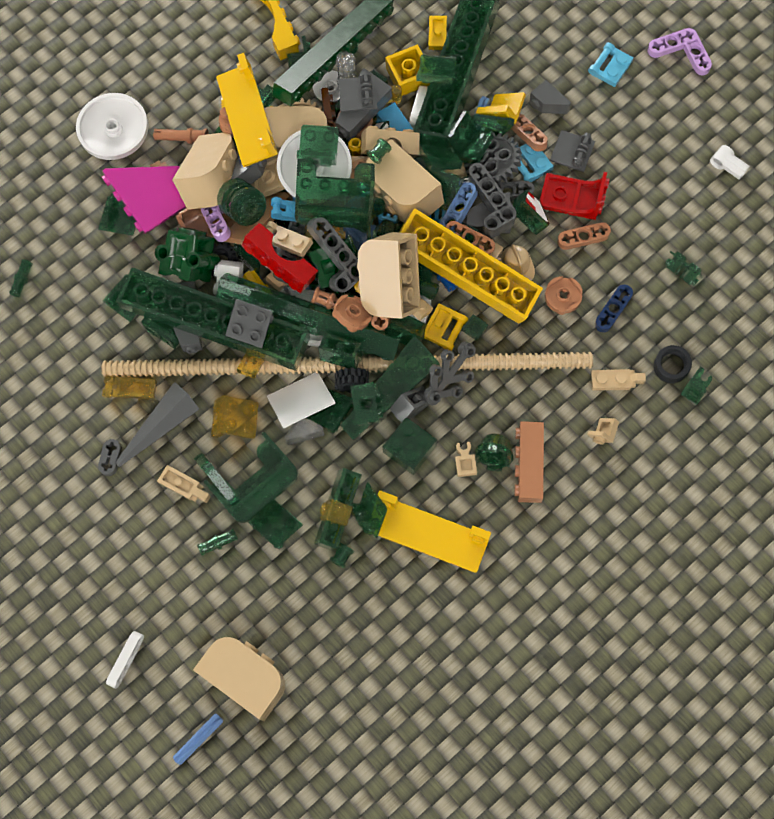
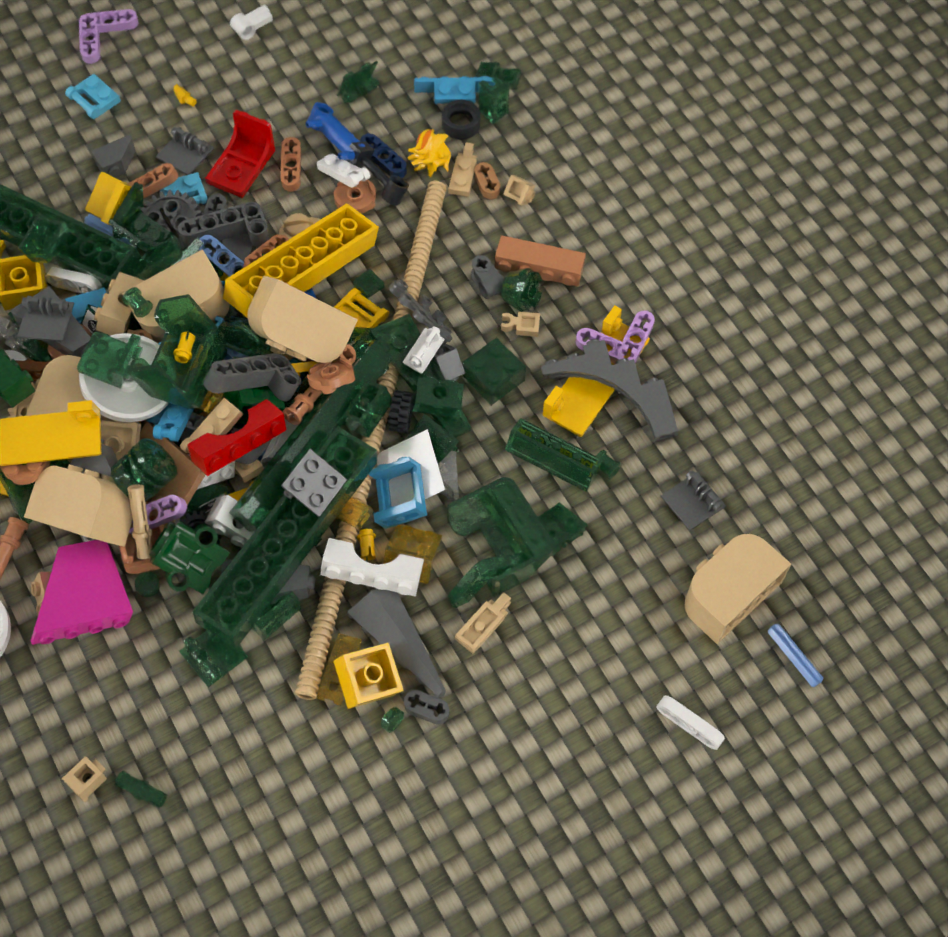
camera: 85 degrees left, 10 degrees down
(21, 239) = (76, 777): none -> tan brick
(94, 434) = (392, 719): none -> clear green tile
(115, 218) = (93, 651): clear green hinge -> none
(118, 407) = (368, 675): none -> yellow brick
(197, 216) = (141, 530): none -> tan pin
(203, 412) = (344, 564): none -> white arch
(217, 542) = (563, 596): clear green pin -> none
(235, 383) = (367, 546): none -> yellow pin
(263, 396) = (414, 509): none -> dark azure window
(323, 634) = (693, 500): none -> dark grey hinge
(335, 512) = (560, 450): clear yellow bracket -> none
(346, 197) = (183, 351): none -> yellow pin
(370, 511) = (564, 415): clear green hinge -> none
(406, 382) = (424, 349): none -> white hinge
(422, 553) = (623, 377): none -> dark grey arch
(449, 544) = (620, 348): none -> lavender beam
(501, 422) = (486, 277): none -> dark grey piece
(530, 212) = (262, 196): clear green slope -> none
(583, 277) = (343, 170): none -> white plate
(606, 285) = (354, 151): none -> piece
(608, 397) = (483, 181): none -> medium nougat beam
(622, 344) = (430, 152): none -> yellow hair
(632, 133) = (184, 96): none -> yellow bar
(701, 351) = (450, 89): none -> dark azure bracket
(736, 386) = (507, 75): none -> clear green slope

